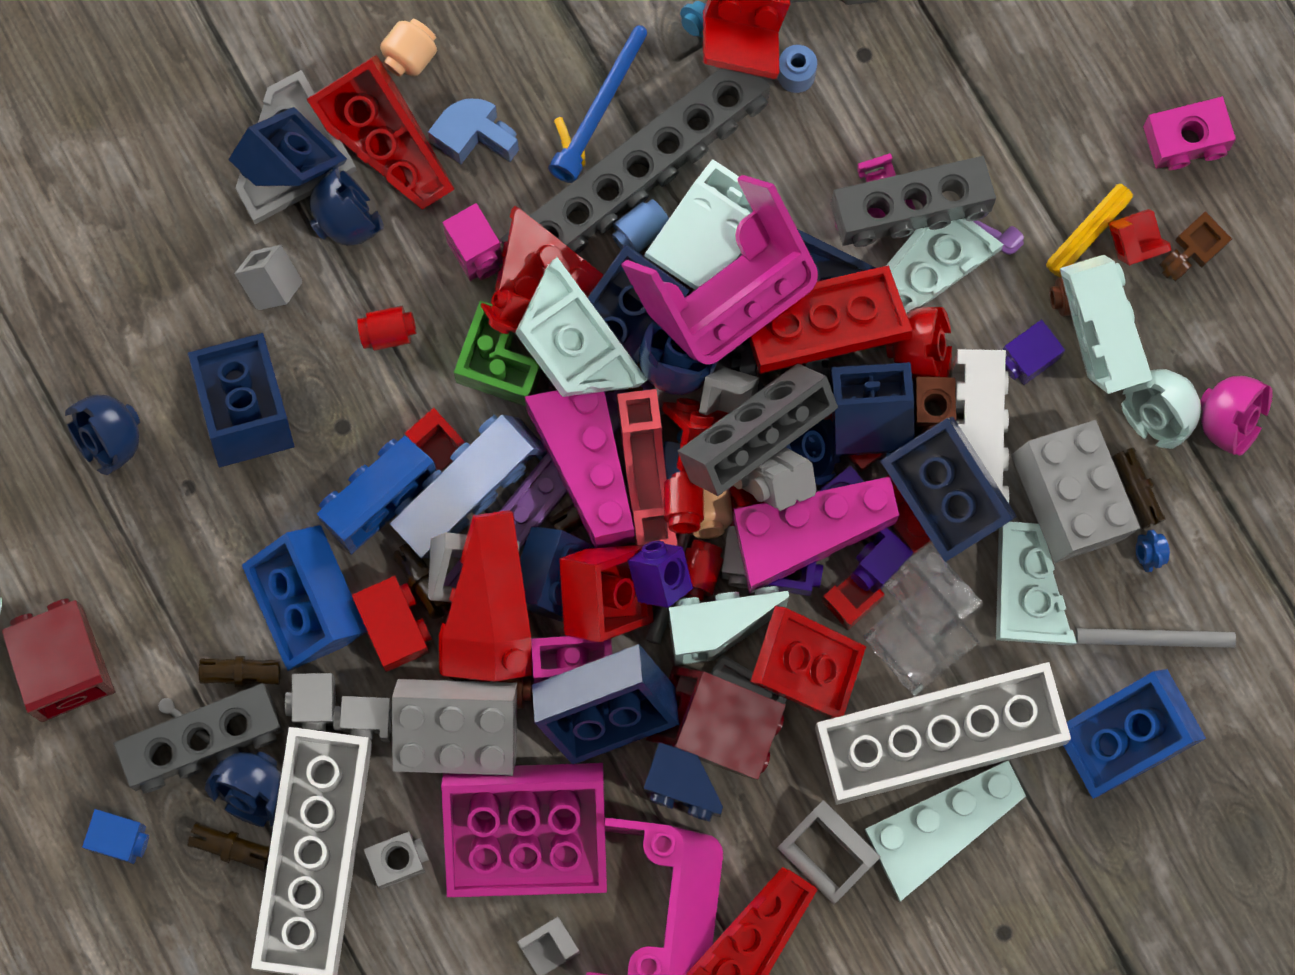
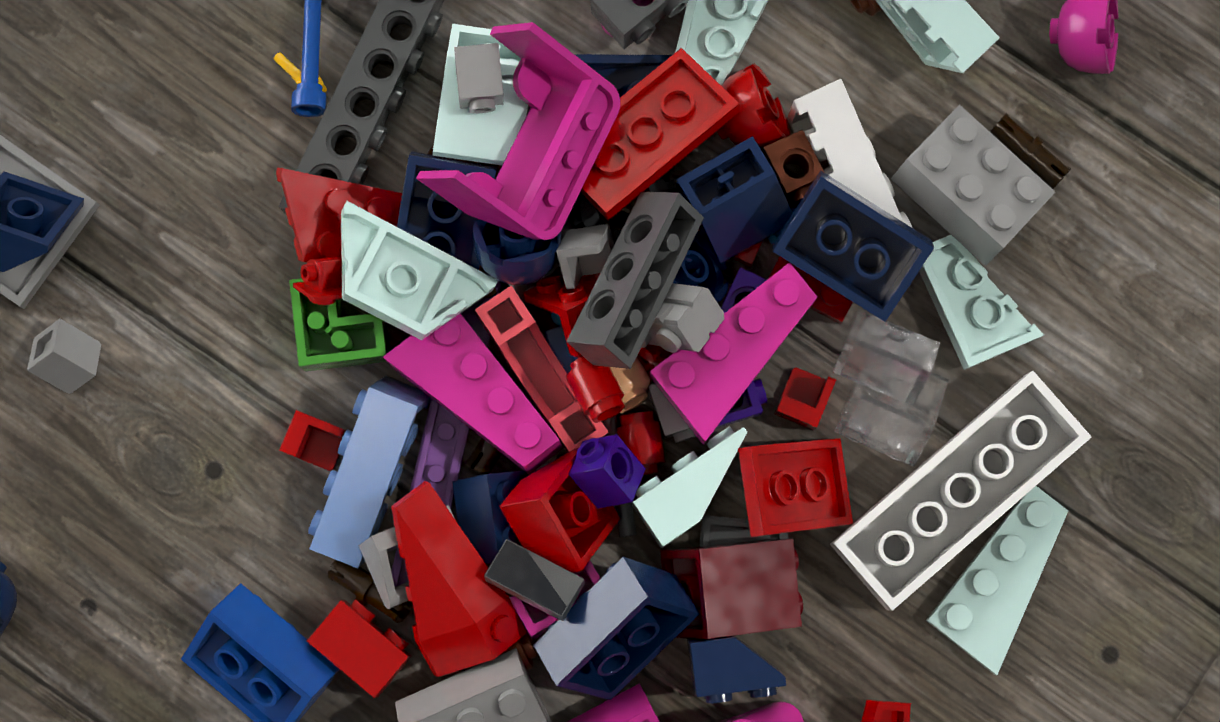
camera: 25 degrees left, 5 degrees up
(241, 400) = (97, 495): dark blue slope -> none
(342, 210) = (104, 253): dark blue cylinder -> none
(375, 493) = (279, 524): blue slope -> none
(377, 125) = (98, 149): red wedge -> none
(386, 328) = (208, 351): red brick -> none
(408, 48) = (90, 55): light nougat head -> none
(468, 123) = (187, 103): medium blue brick -> none
(473, 243) = (254, 223): dark pink brick -> none
(558, 631) = (534, 580): none -> tile
(640, 225) = (412, 125): medium blue brick -> none
(711, 210) = (479, 77): none -> light grey brick
(844, 836) = (913, 638): light grey tile -> none
(880, 562) = (815, 347): dark purple brick -> none
(1032, 353) = (862, 65): dark purple brick -> none
(1131, 732) = (1142, 398): blue slope -> none
(1152, 550) = (1073, 207): blue plate -> none
(1155, 638) = (1117, 291): light grey bar -> none
(1163, 408) = (1019, 61): light aqua cylinder -> none

